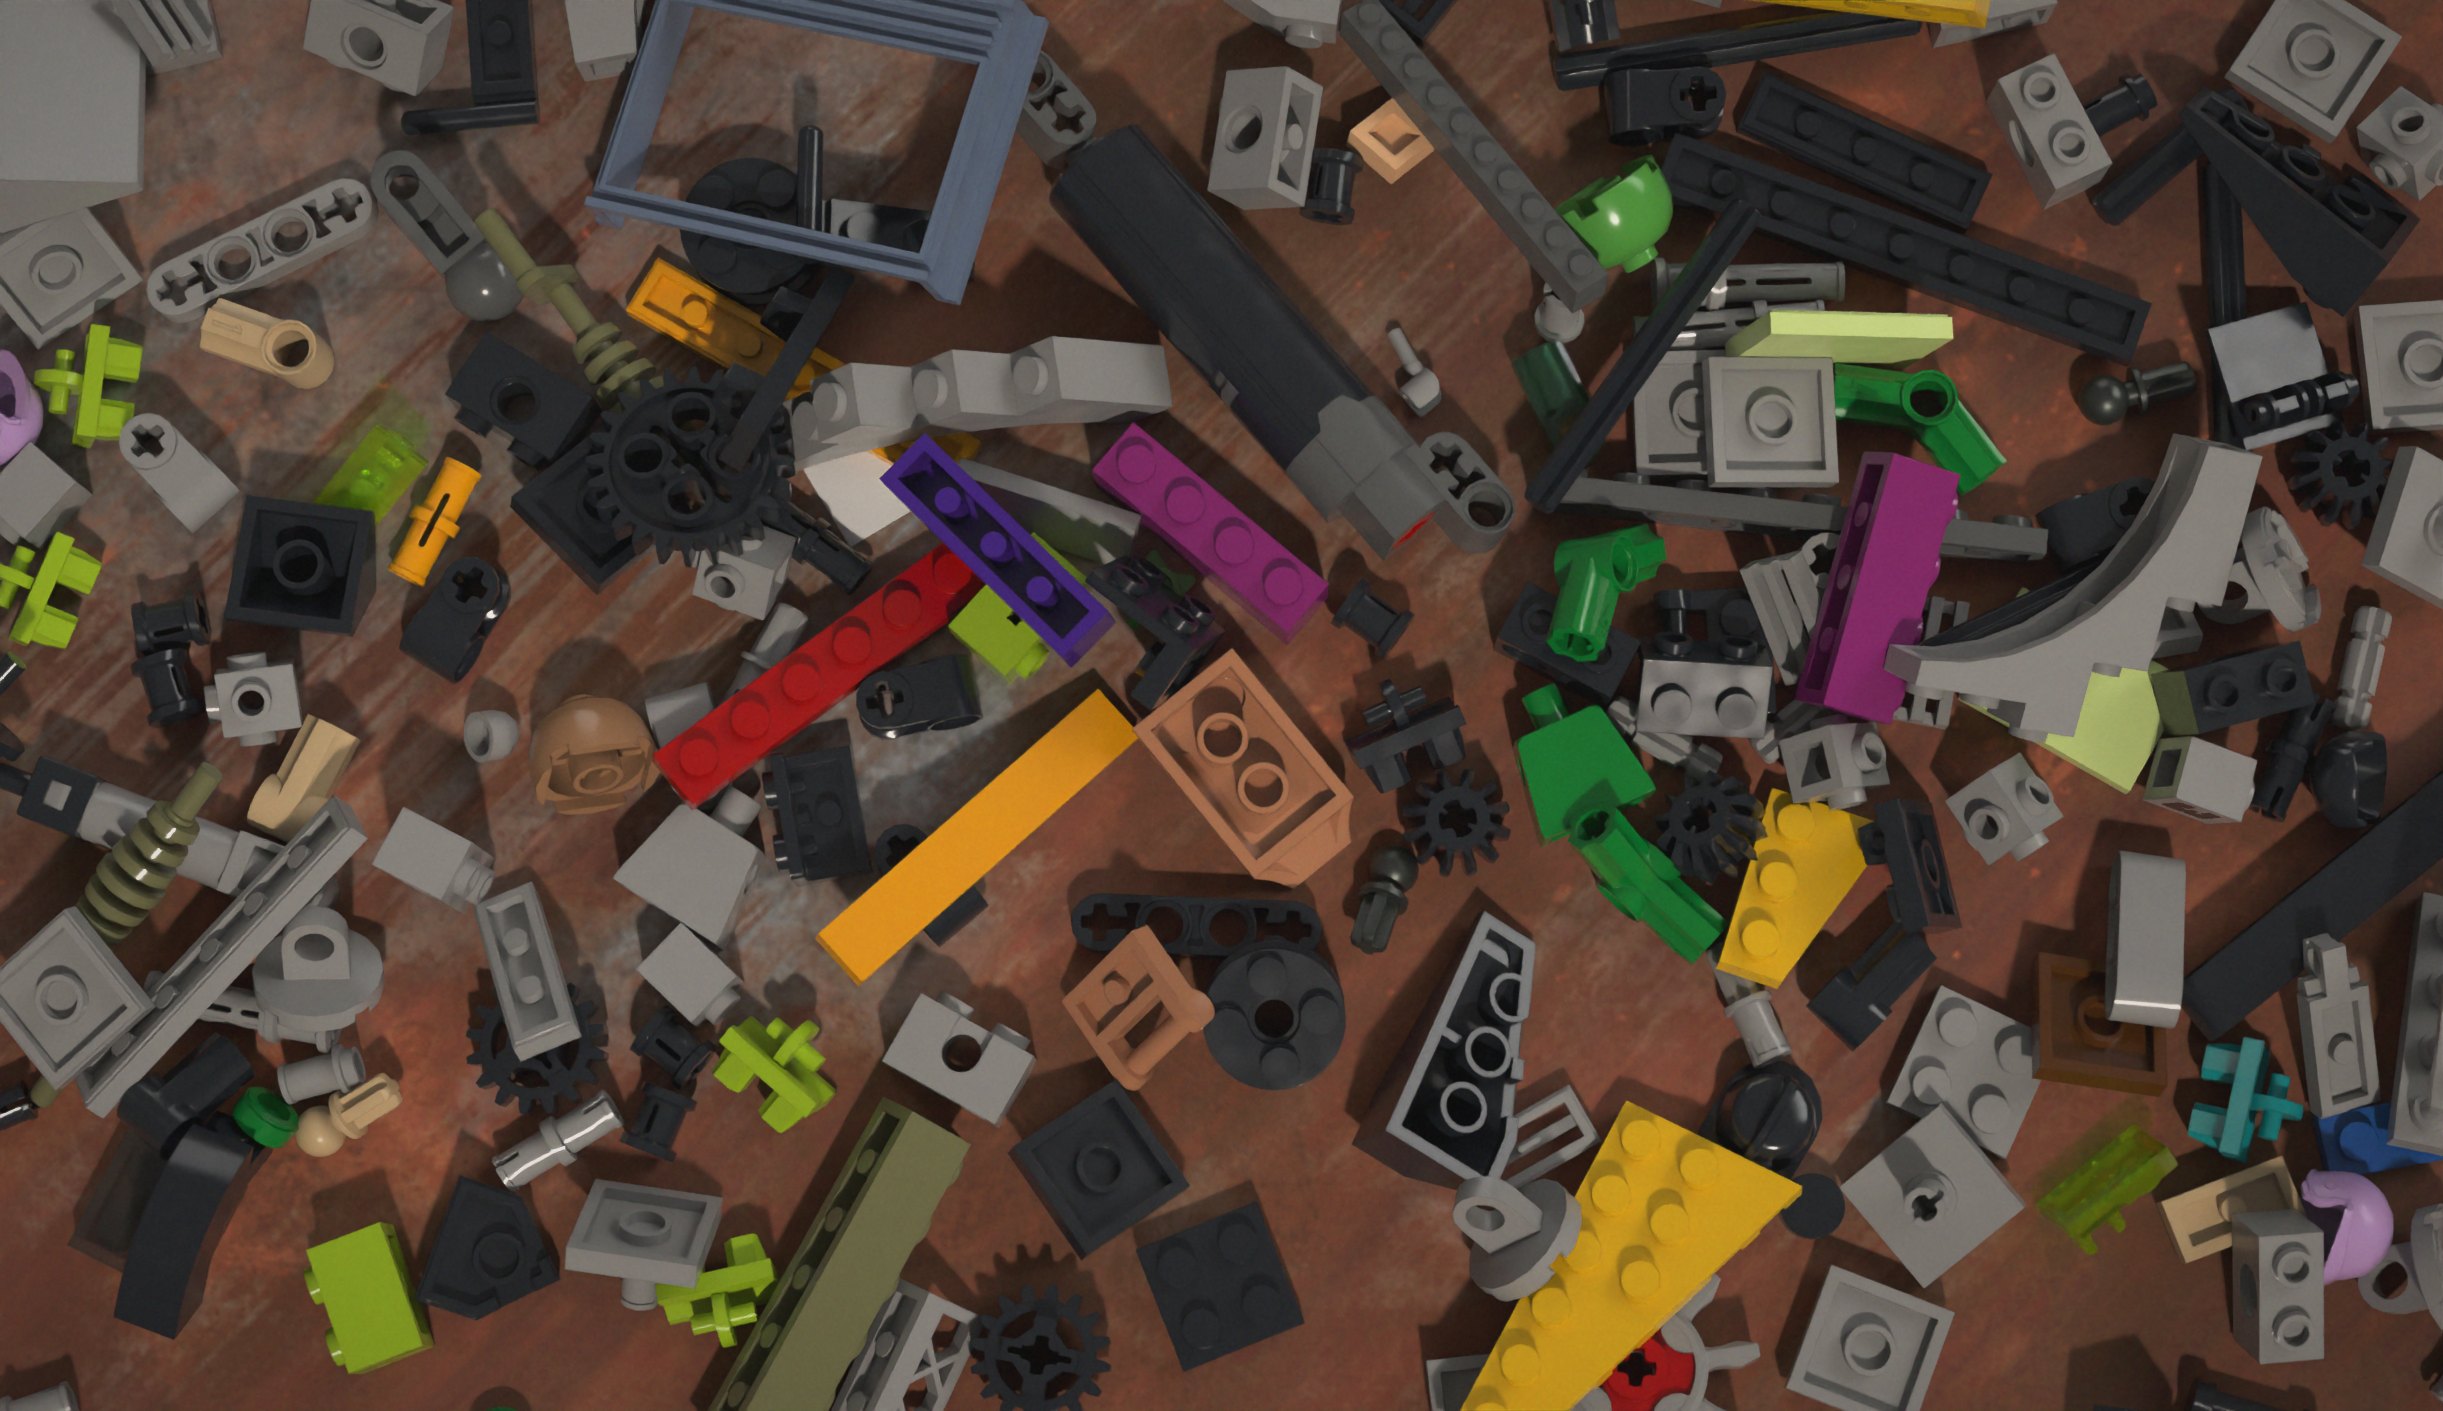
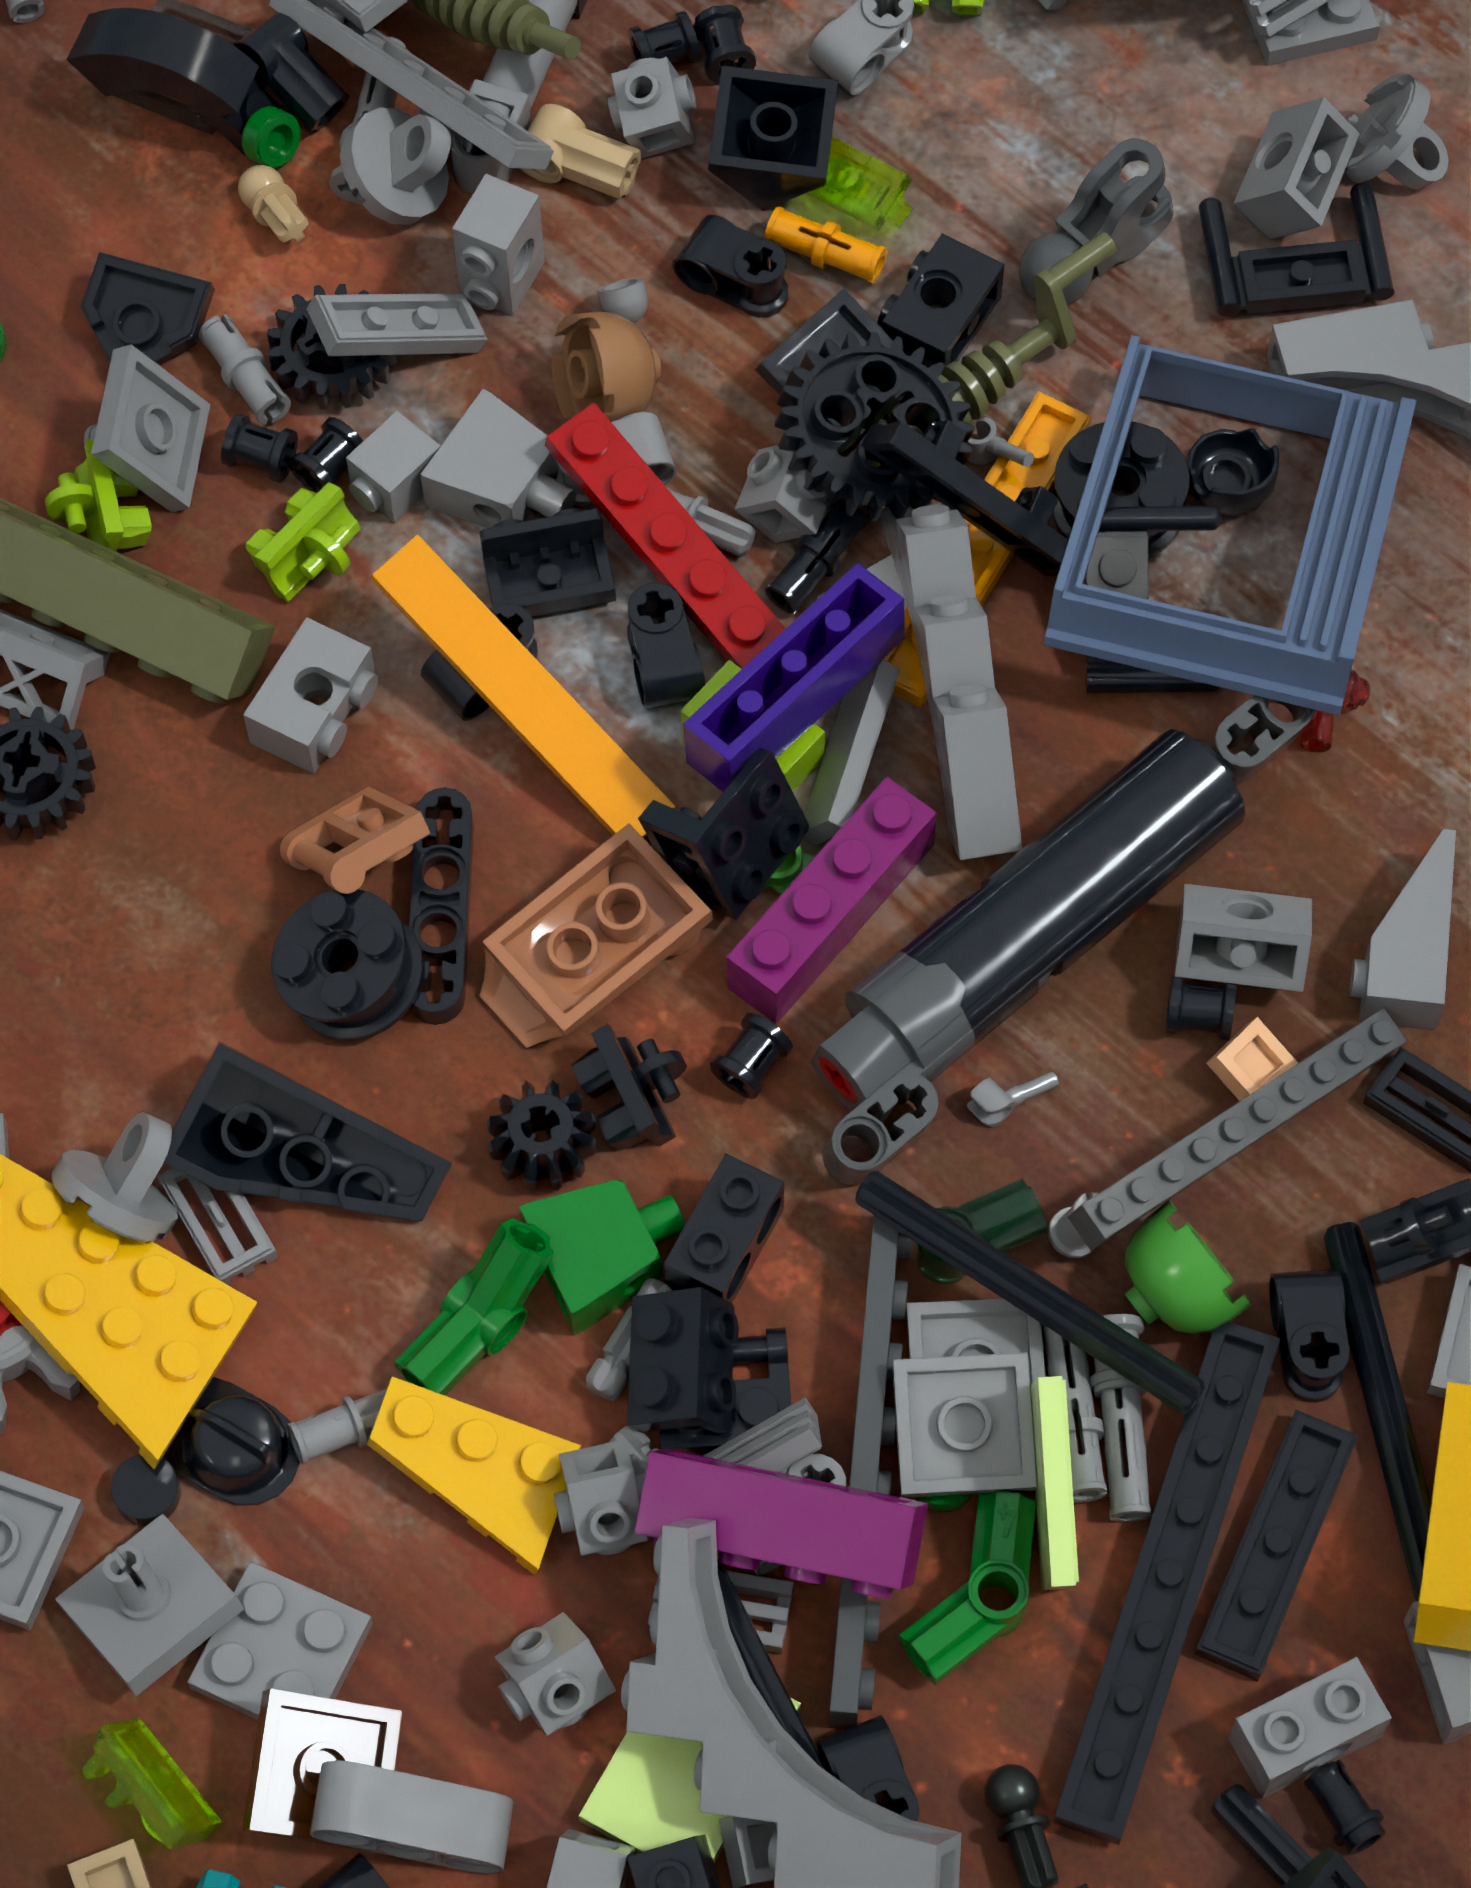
camera: 85 degrees right, 15 degrees down
(259, 240) = (1075, 102): light grey beam -> none
(265, 343) = (988, 104): tan piece -> none
(322, 1074) = (312, 191): light grey pin -> none
(367, 1299) = (108, 216): lime brick -> none
(694, 351) = (991, 446): none -> light grey hand
(735, 116) = (1232, 470): none -> black hair
(1098, 1169) = (200, 815): black hinge -> none
(1220, 1286) = (88, 935): black plate -> none
(1391, 874) = (462, 1070): pearl dark grey axle -> none
(1590, 580) = (773, 1233): green piece -> none
(1711, 827) = (534, 1374): black gear -> none
(1861, 995) = (359, 1532): black piece -> none
(1911, 846) = (489, 1575): black hinge -> none

